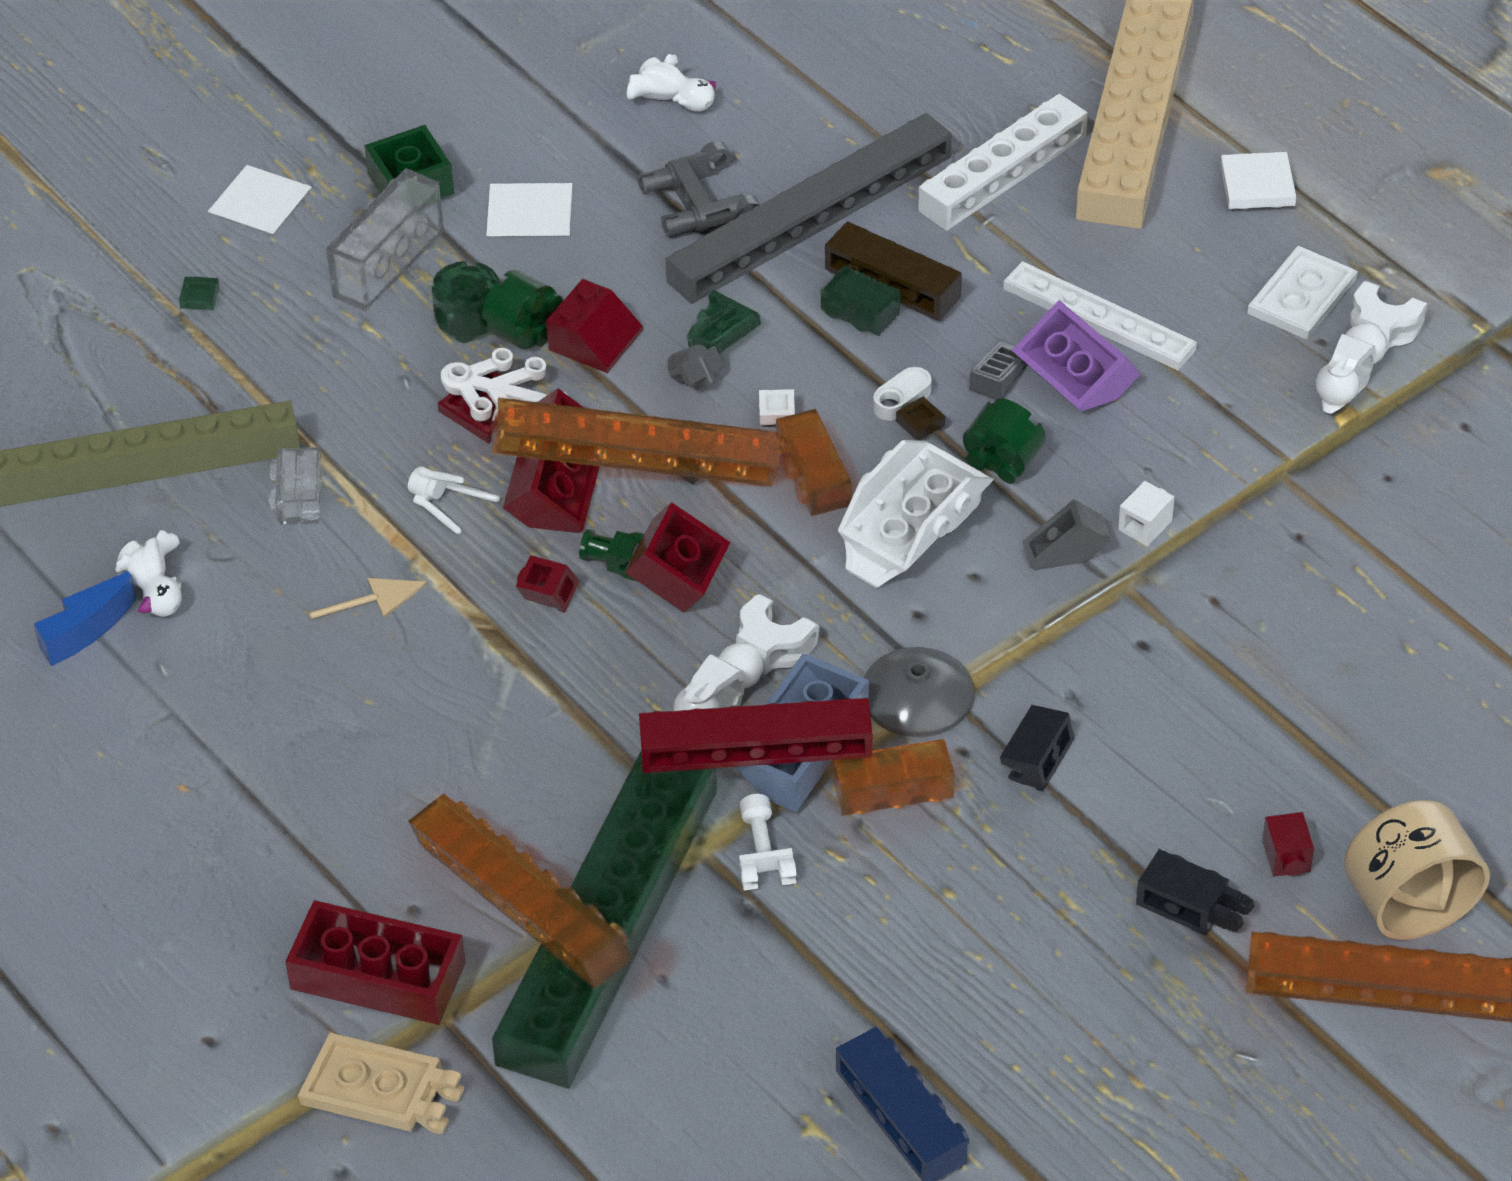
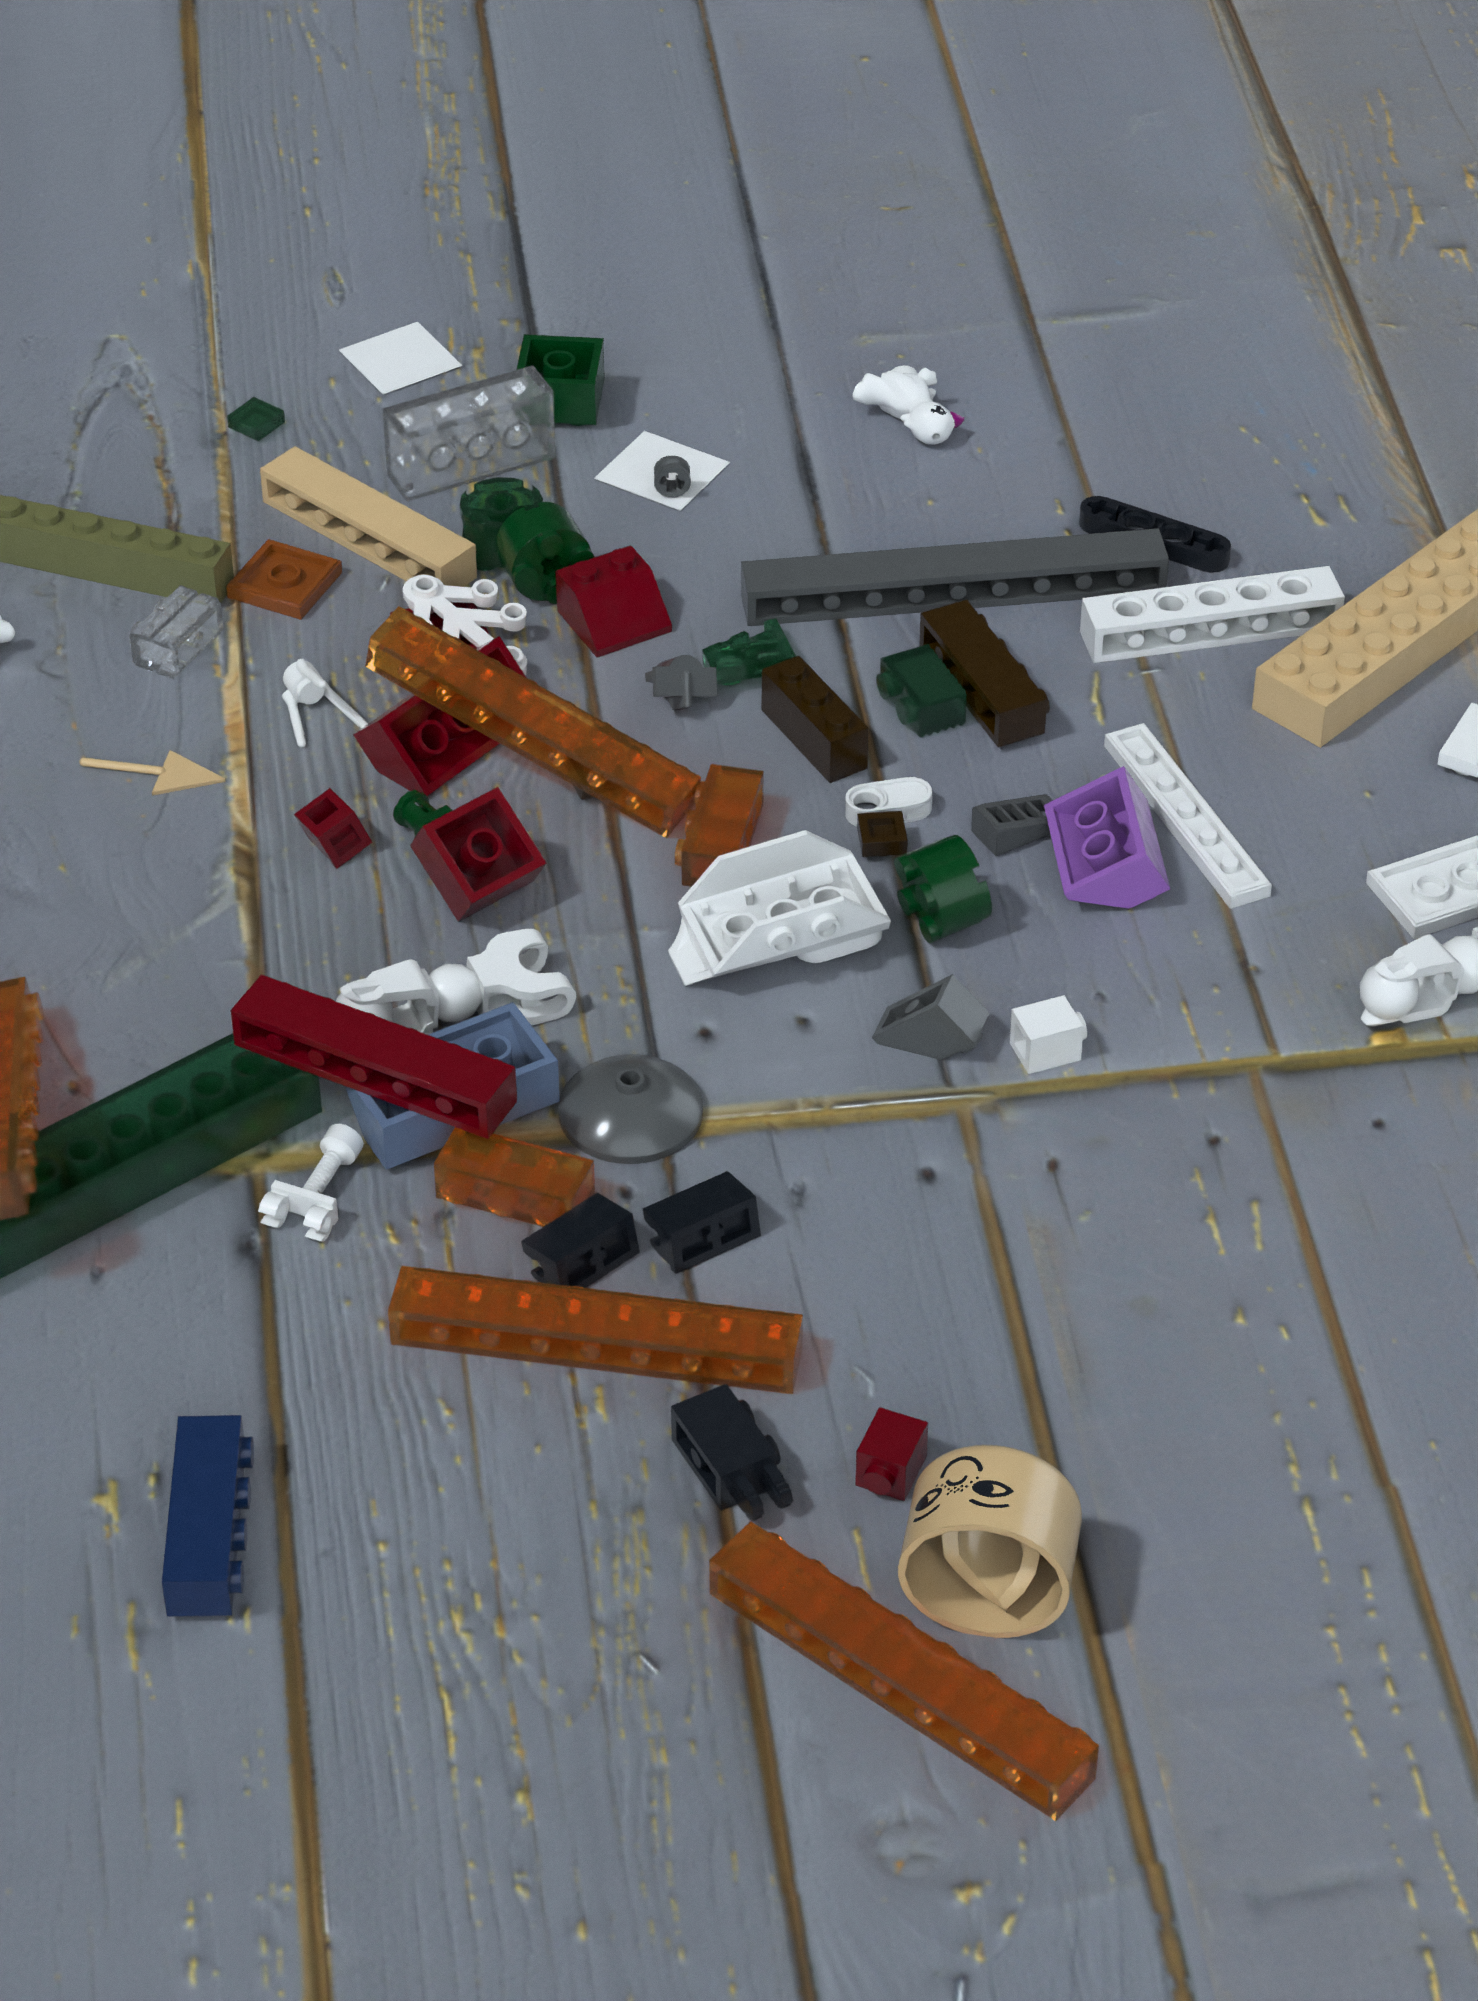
camera: 30 degrees right, 5 degrees down
(333, 410) = (284, 579): none -> dark orange tile
(360, 339) = (366, 520): none -> tan brick
(550, 212) = (668, 465): none -> dark grey bush
(684, 177) = (844, 494): dark grey connector -> none
(775, 404) = (737, 752): white plate -> none
(808, 354) = (814, 719): none -> dark brown brick
(959, 112) = (1197, 548): none -> black beam
(975, 801) = (583, 1243): none -> black hinge
(1034, 854) = (596, 1329): none -> clear orange brick

